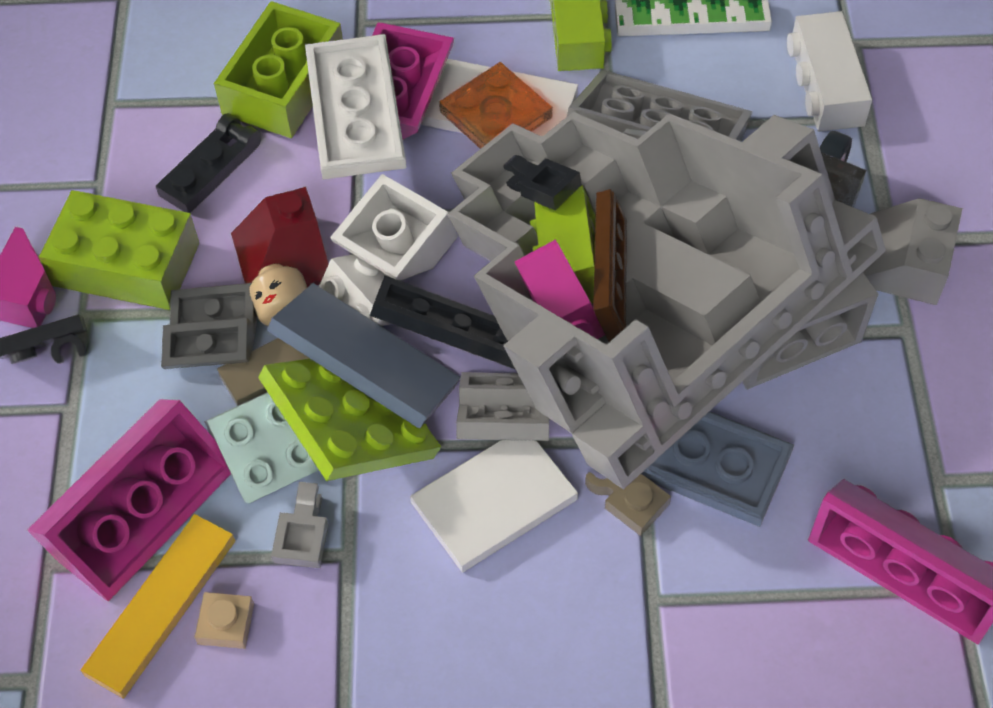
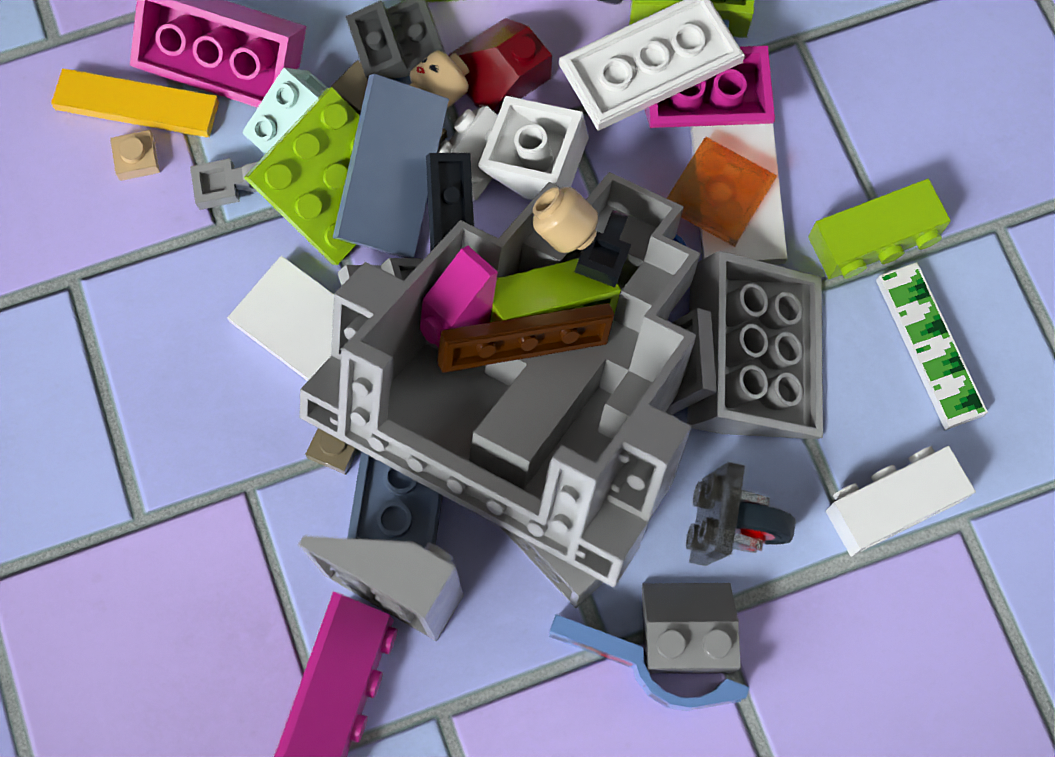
camera: 70 degrees right, 15 degrees up
(510, 188) = (565, 219): none -> tan head
(837, 431) = (393, 575): none -> light grey slope
(936, 296) = (633, 657): none -> medium blue piece

